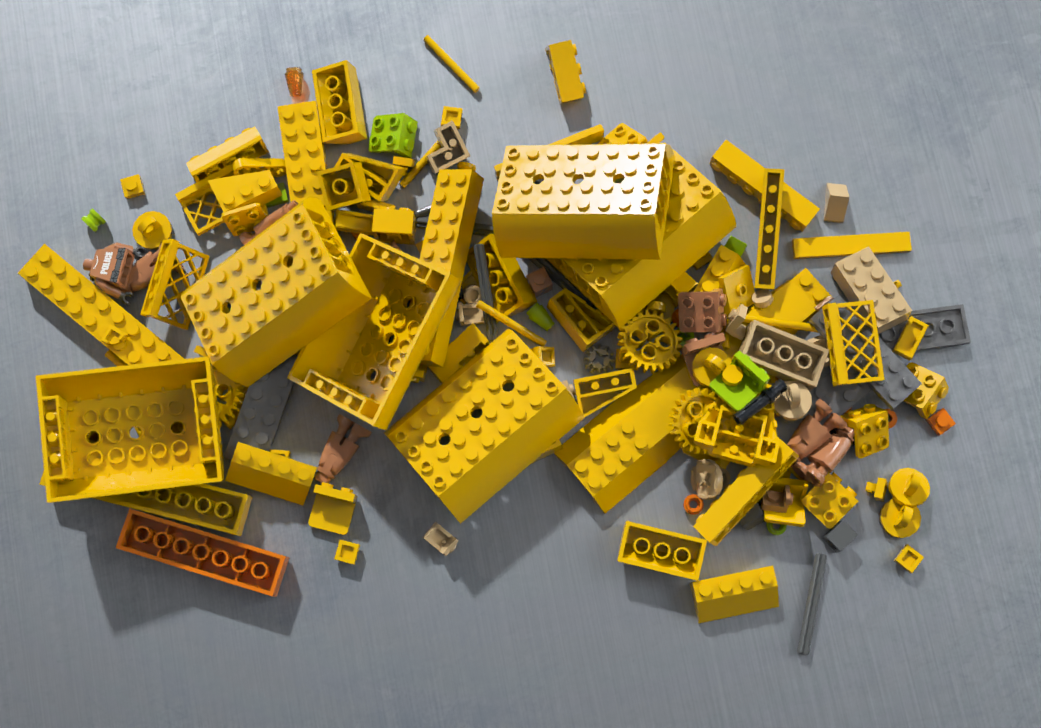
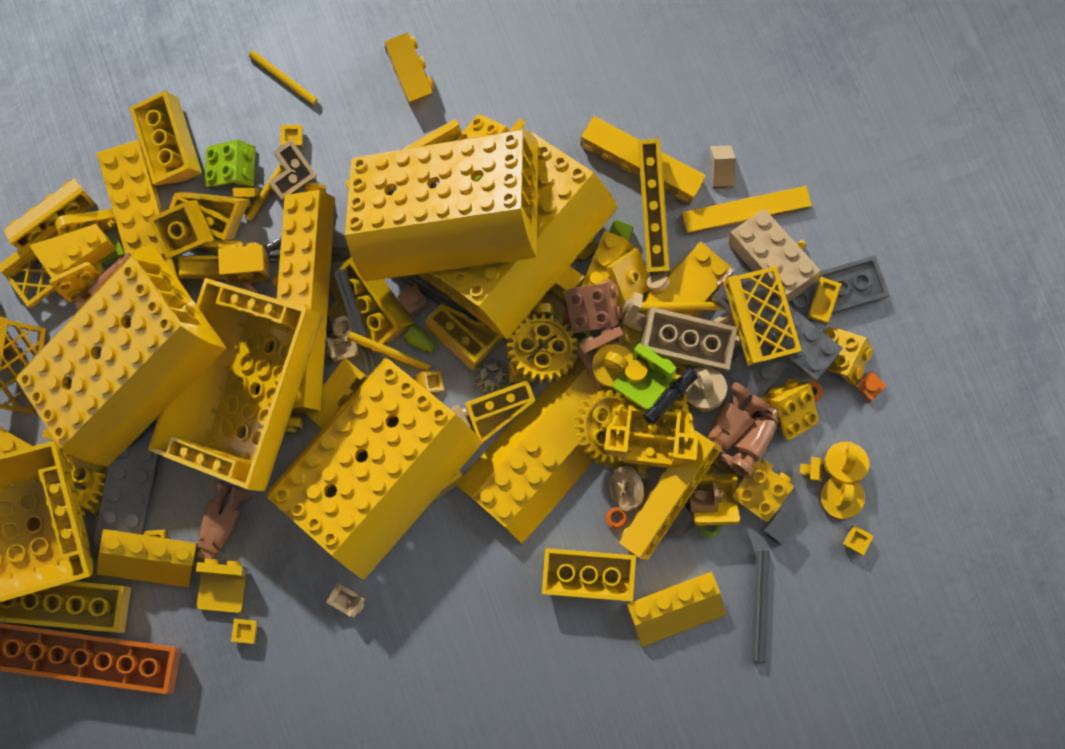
camera: 10 degrees left, 0 degrees up
(294, 80) = (112, 121): clear orange cone -> none

